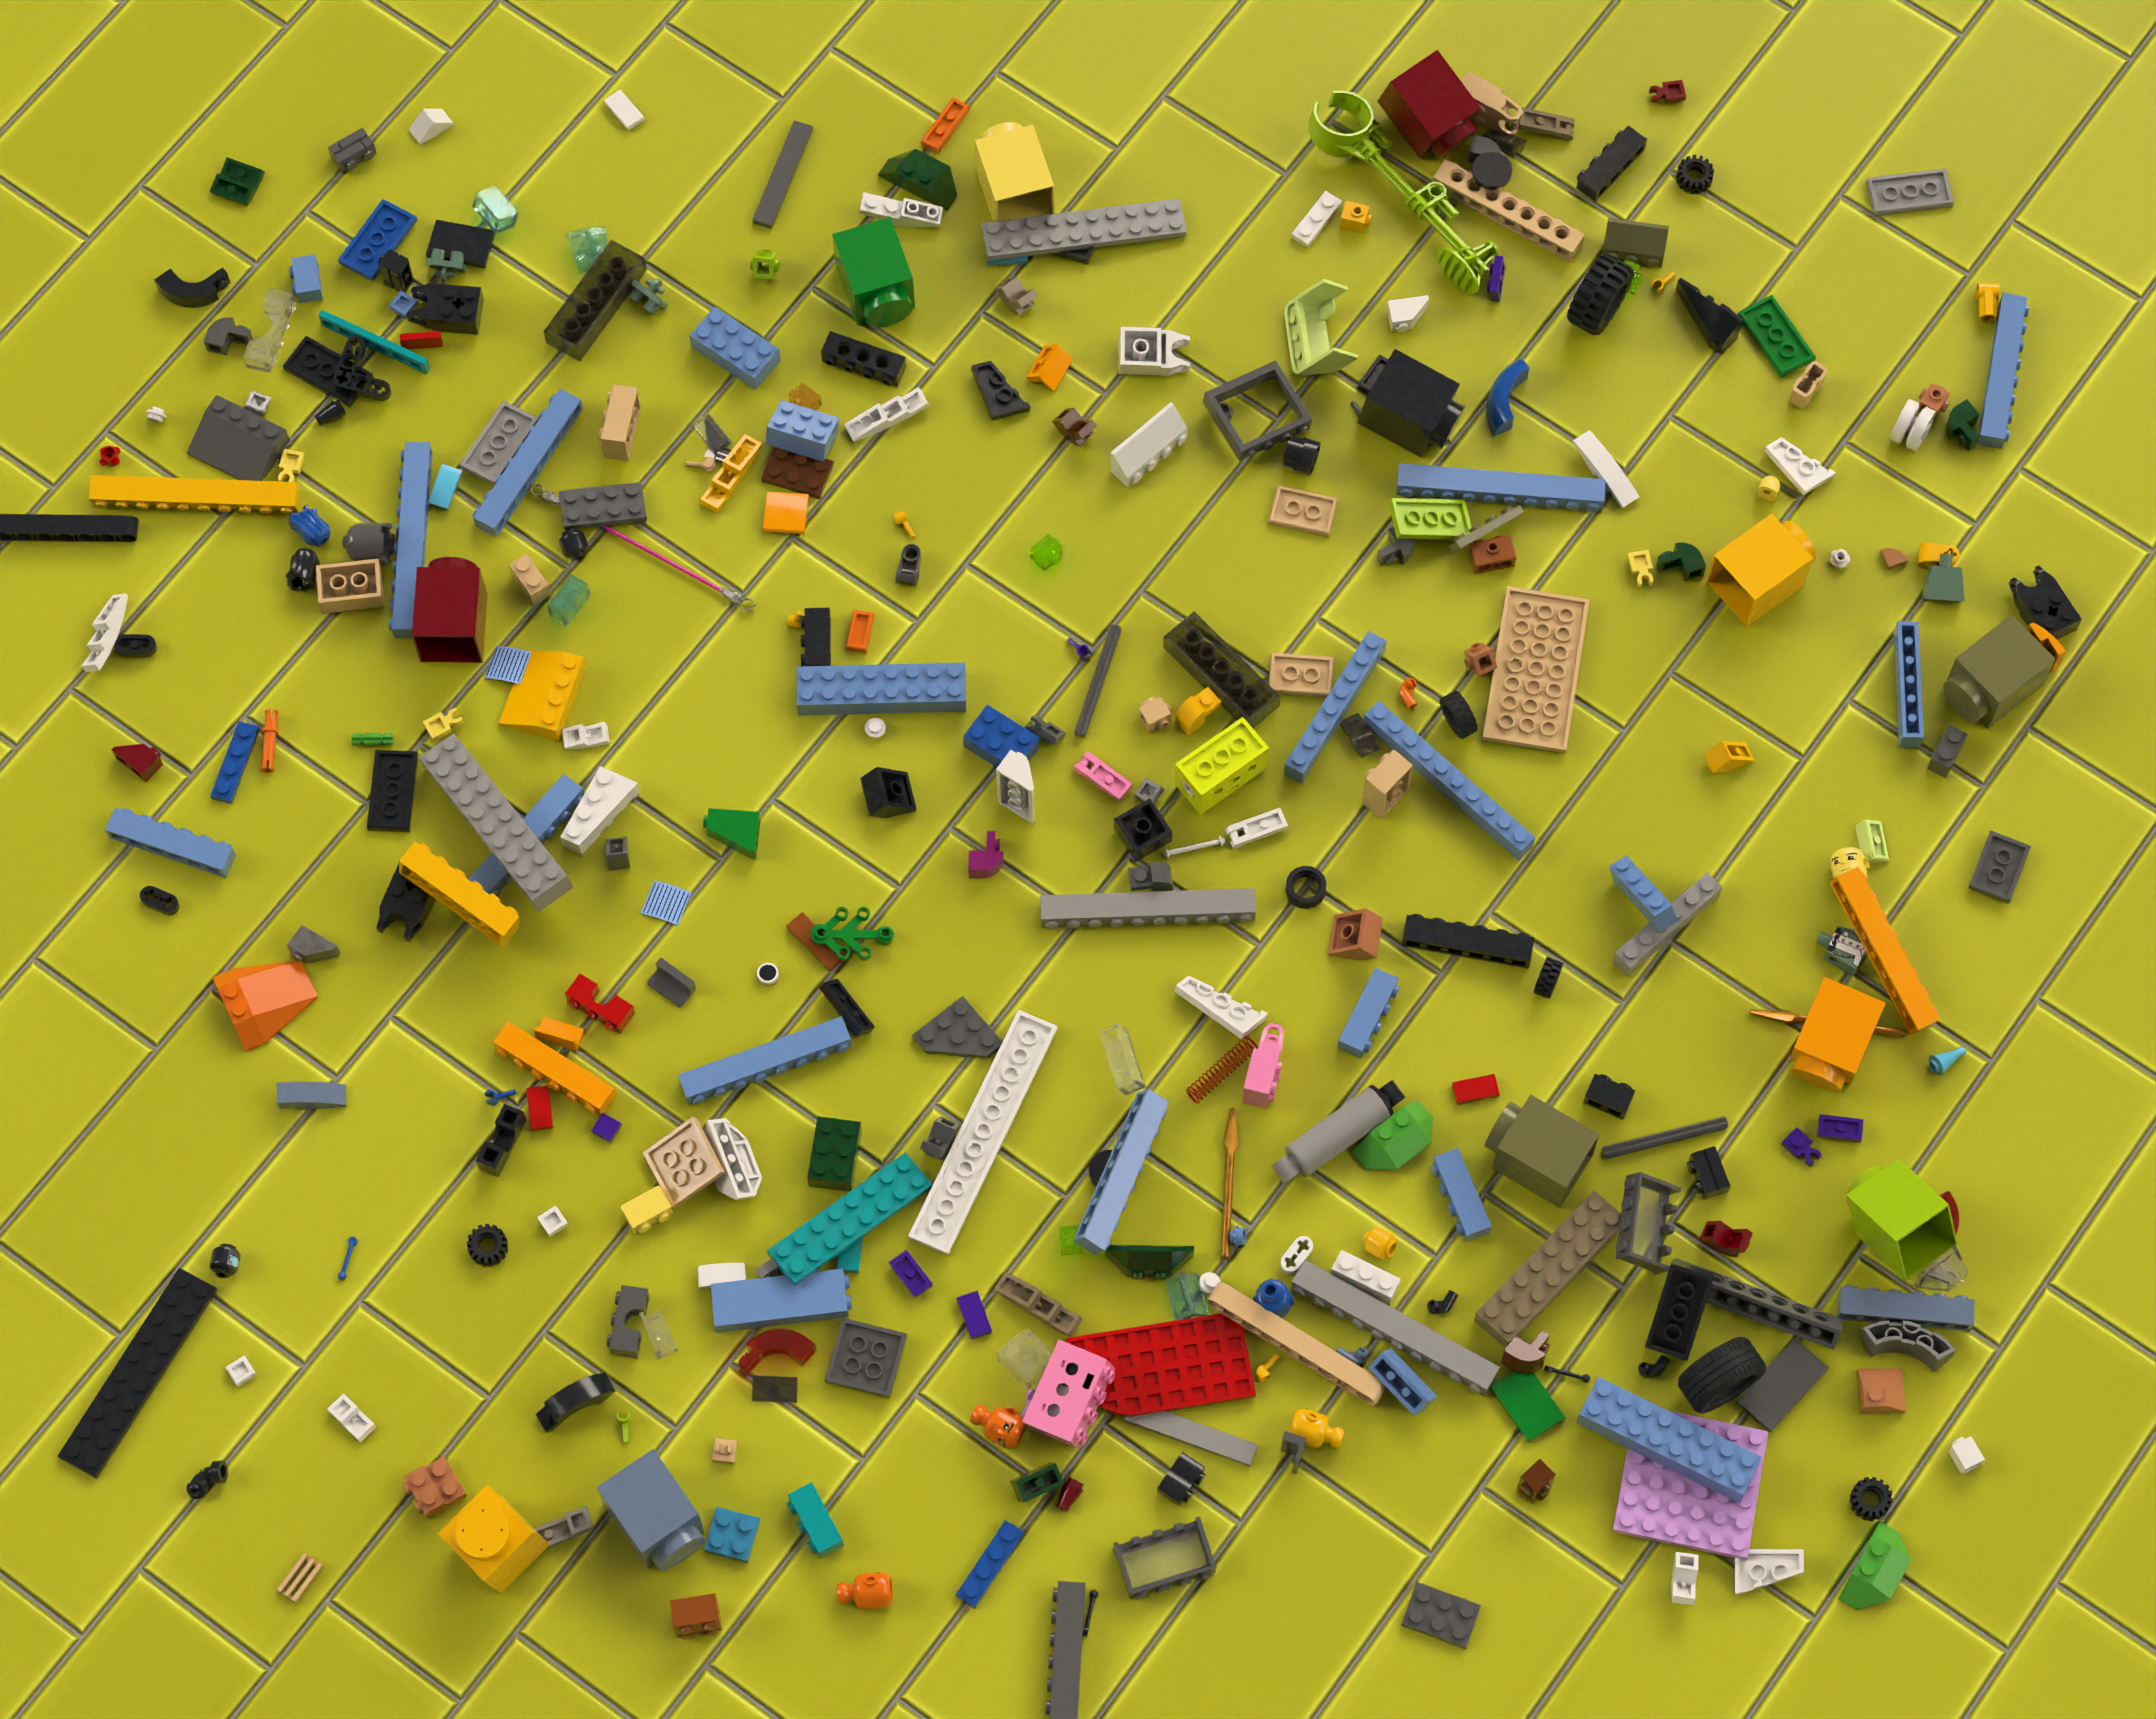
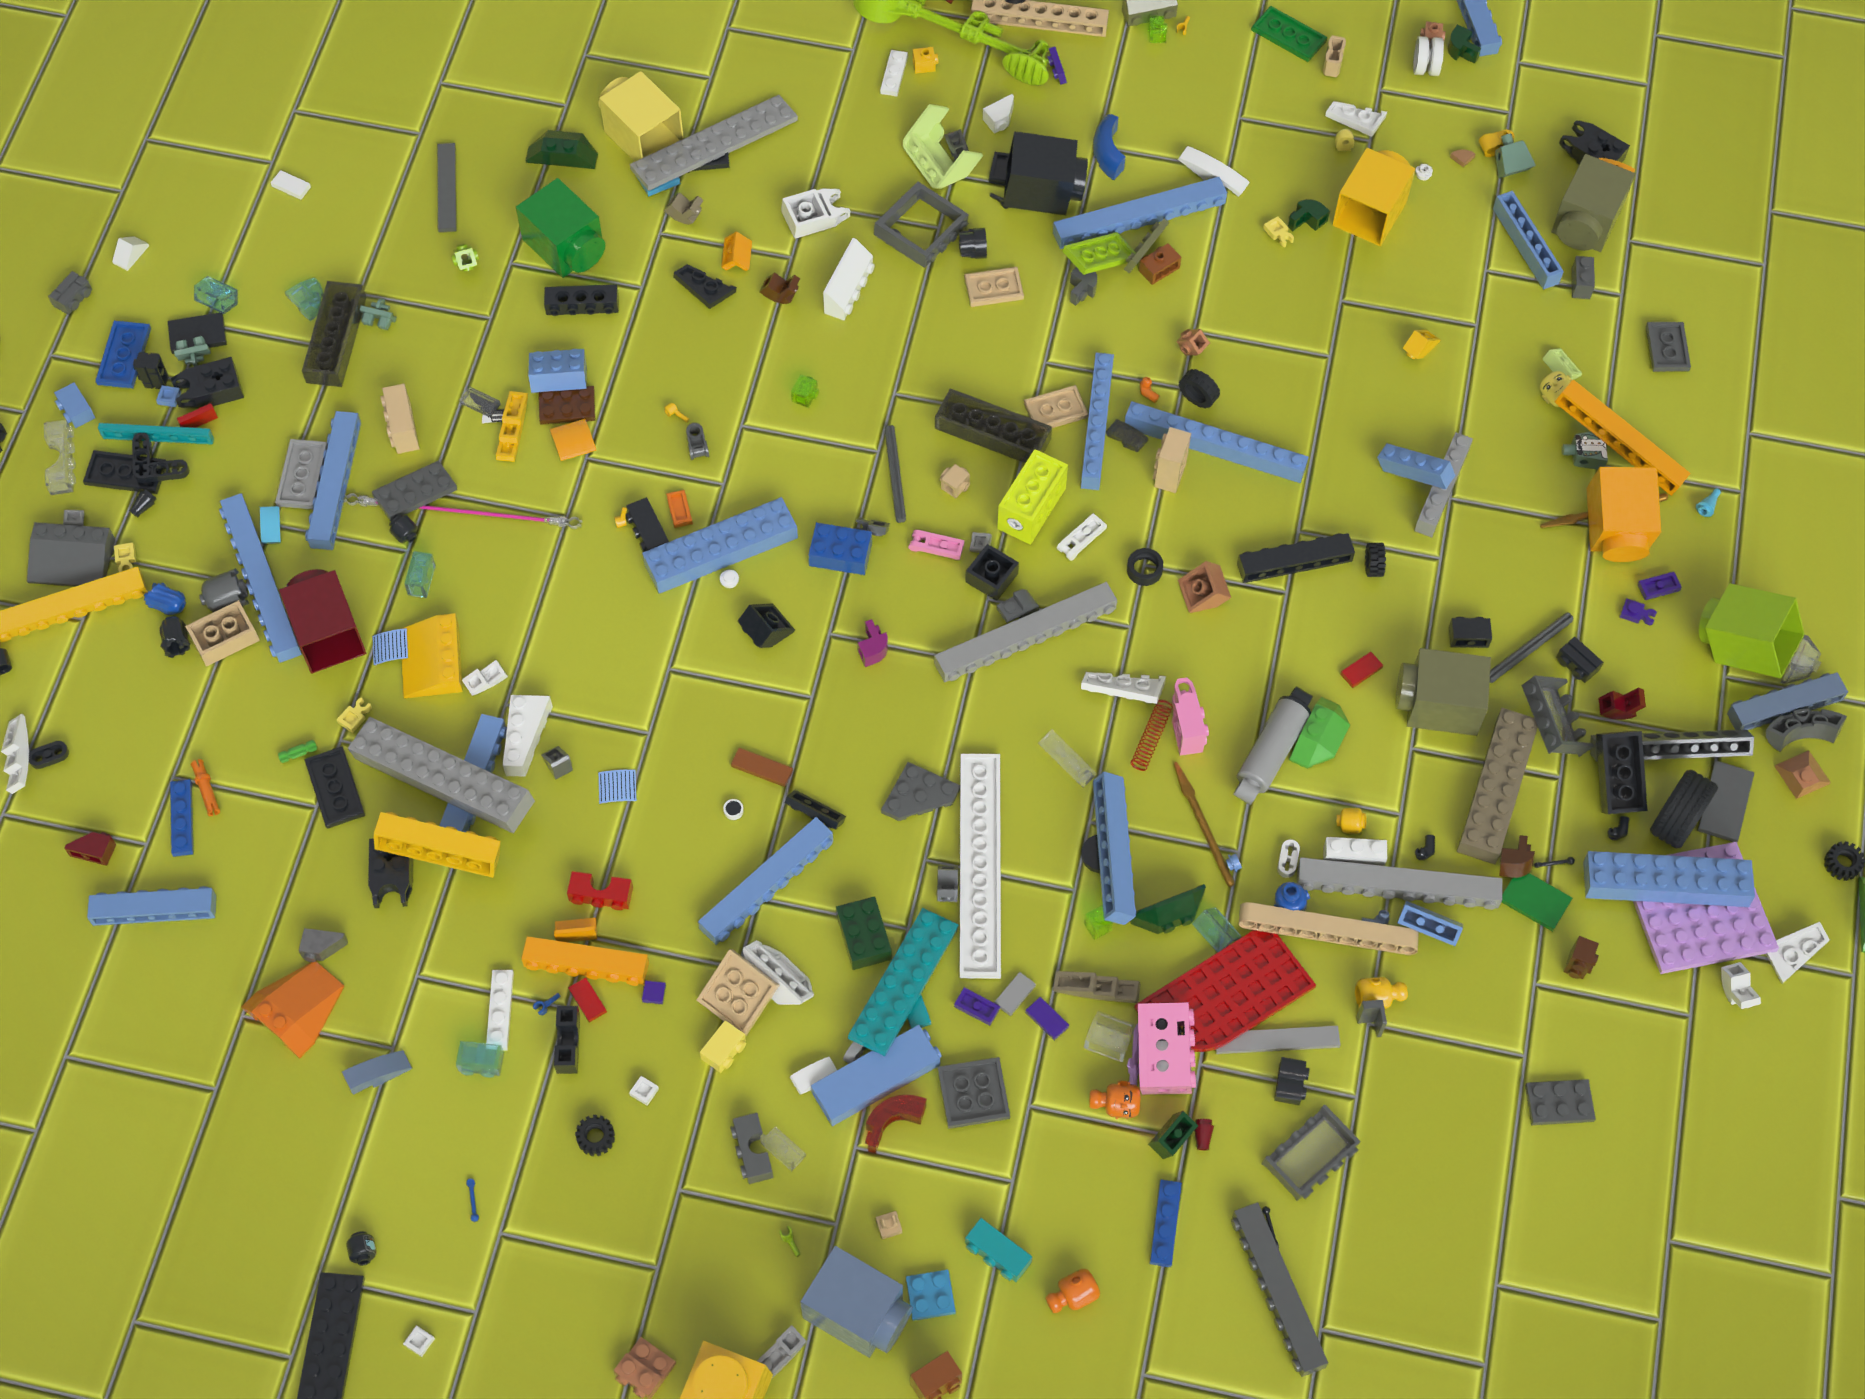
camera: 25 degrees left, 5 degrees down
(160, 895) = (162, 962): black beam -> none
(222, 333) = (19, 472): dark grey brick -> none
(351, 1418) = (540, 1339): white slope -> none
(412, 1124) = (480, 1059): none -> clear light blue brick
(452, 1083) = (500, 1008): none -> white plate
(530, 579) = (378, 570): tan brick -> none
(574, 1397) = (735, 1236): black arch -> none
(671, 983) = (654, 849): dark grey panel -> none
(708, 465) = (488, 428): tan hand -> none
(734, 829) = (649, 703): green slope -> none
(735, 348) = (470, 329): medium blue brick -> none
(775, 1389) = (907, 1152): clear smoke slope -> none
(805, 397) = (547, 343): clear yellow brick -> none
(848, 934) = (788, 749): green plant -> none
(886, 415) = (619, 337): white slope -> none
(905, 213) = (572, 176): white slope -> none
(945, 125) = (563, 106): orange tile -> none
(954, 1277) = (1015, 993): none -> light grey tile
(1016, 786) = (877, 574): white slope -> none
(1081, 649) = (871, 454): dark purple hand -> none
(1167, 853) = (1019, 584): white axle -> none
(1194, 710) = (987, 465): yellow brick -> none
(1208, 1282) = (1230, 910): white plate -> none
(1262, 1373) = (1310, 965): yellow hand -> none
(1341, 331) = (956, 143): none -> dark grey hinge
(1368, 1013) = (1246, 644): medium blue brick -> none
(1461, 1195) = (1396, 756): medium blue brick -> none
(1536, 669) = (1240, 334): tan plate -> none
(1600, 294) = (1147, 43): black tyre -> none
(1716, 323) = (1237, 36): black wedge -> none

